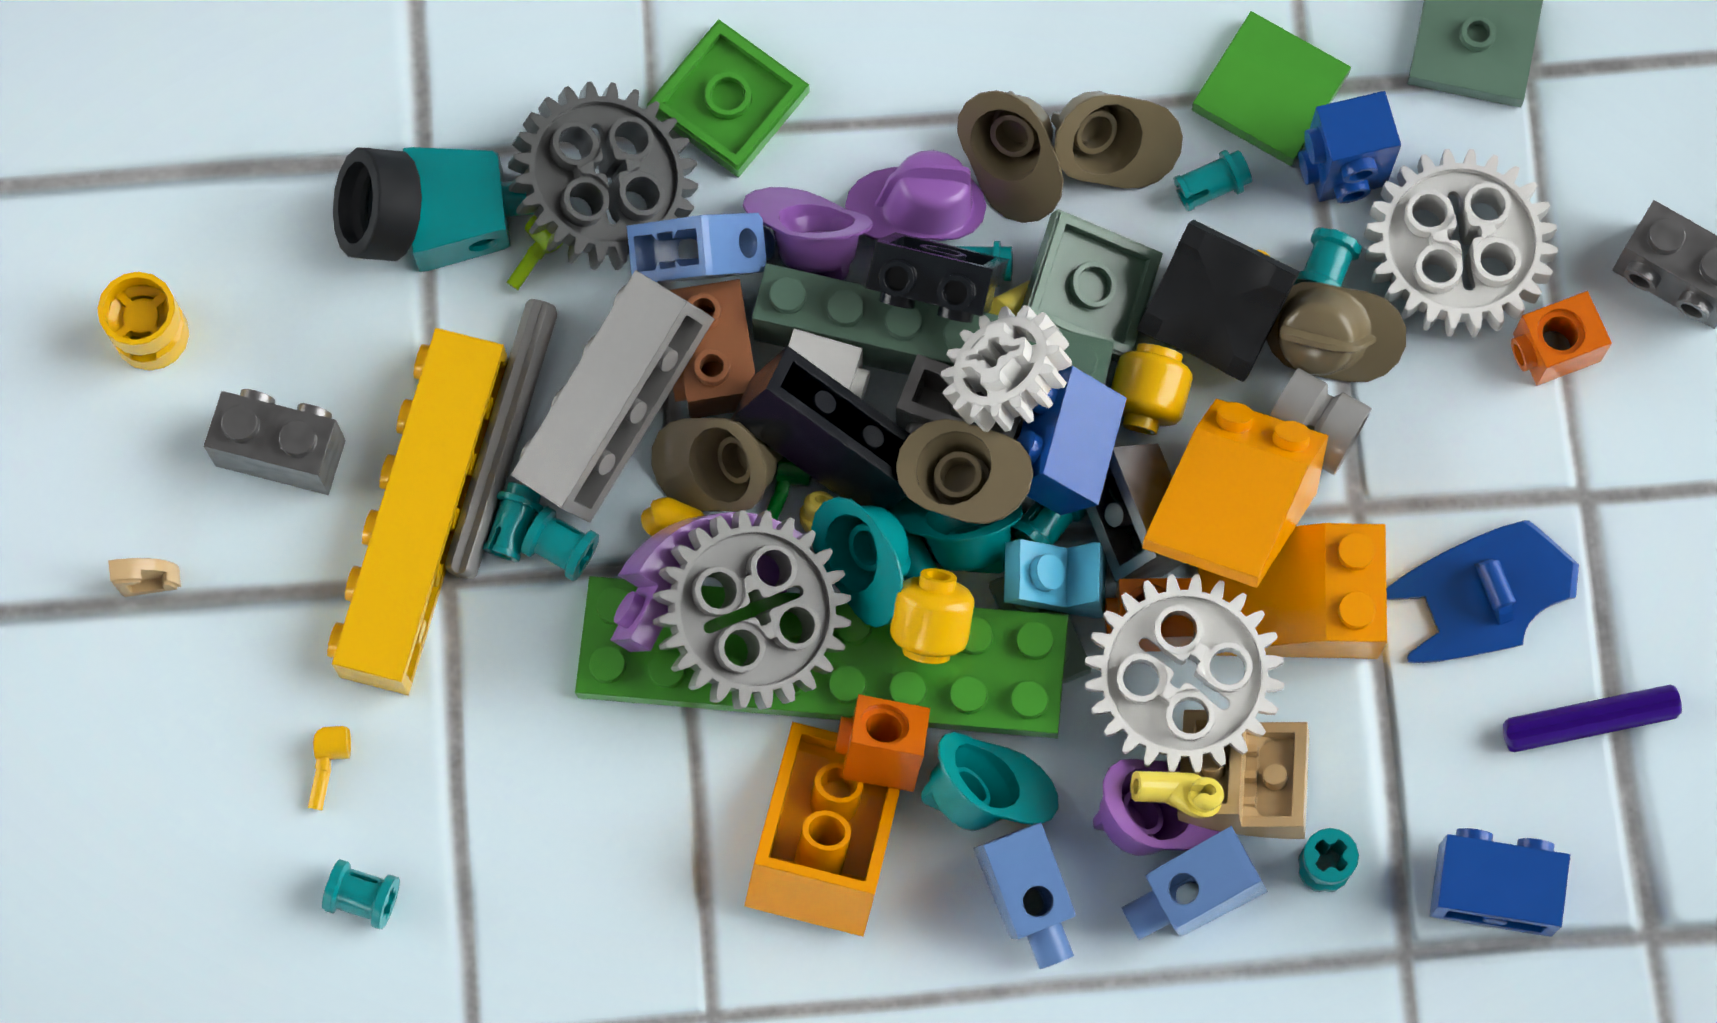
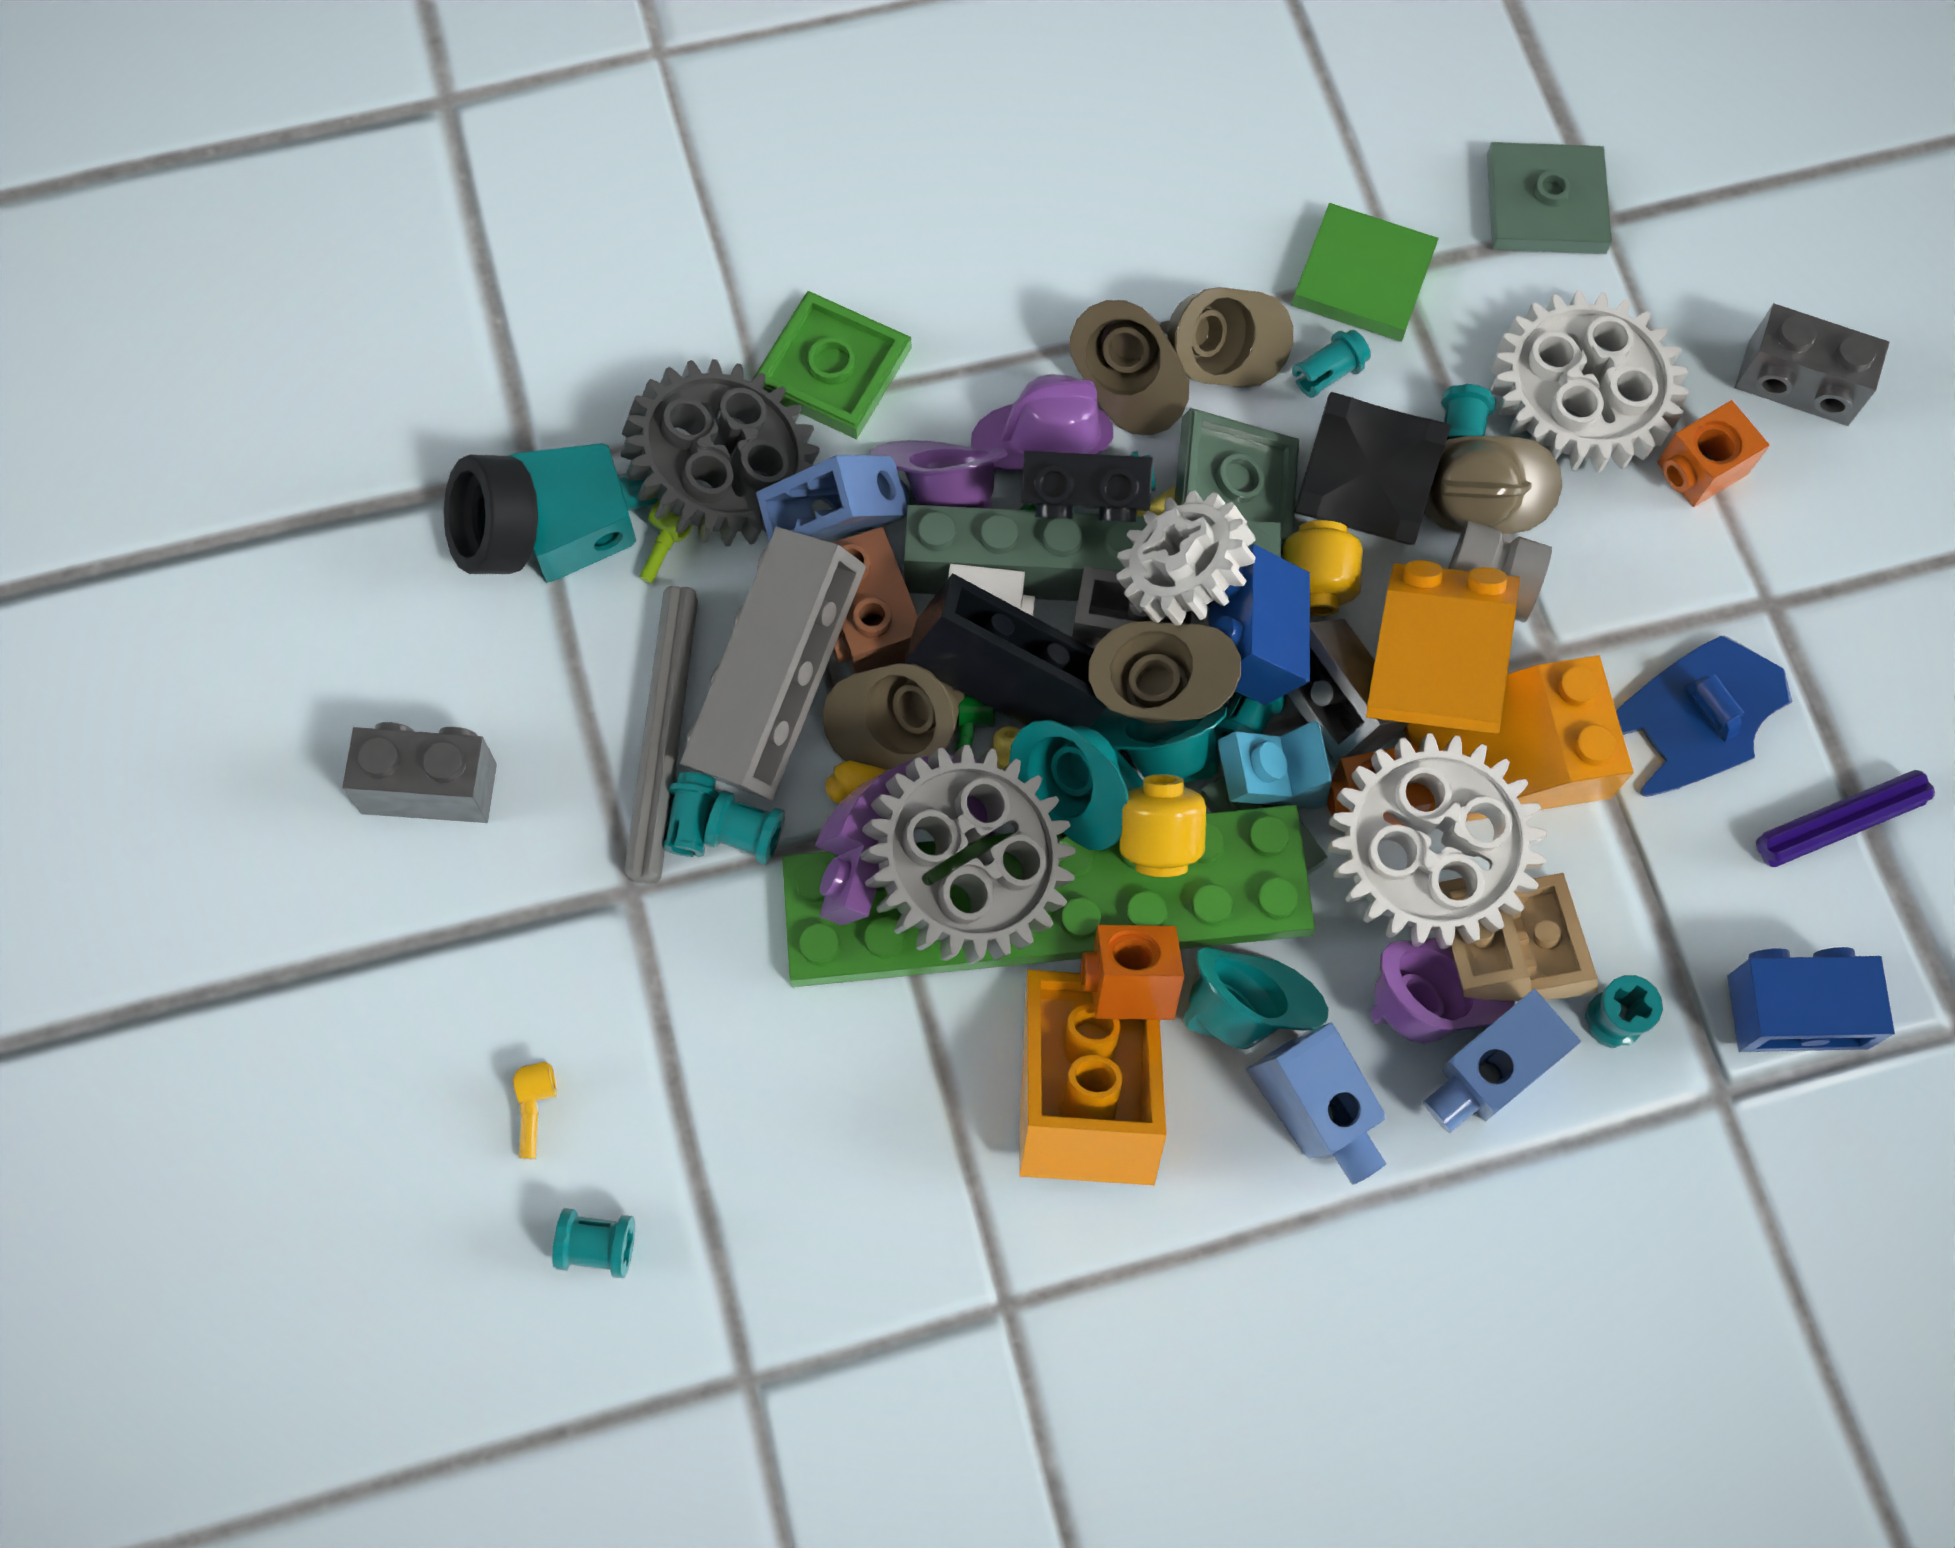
camera: 15 degrees left, 5 degrees down
(143, 320) = (258, 673): yellow wheel -> none
(143, 575) = (298, 940): tan tile -> none
(419, 511) = (586, 831): yellow brick -> none
(1185, 791) = (1467, 963): light yellow arm -> none
(1350, 148) = (1466, 303): blue brick -> none

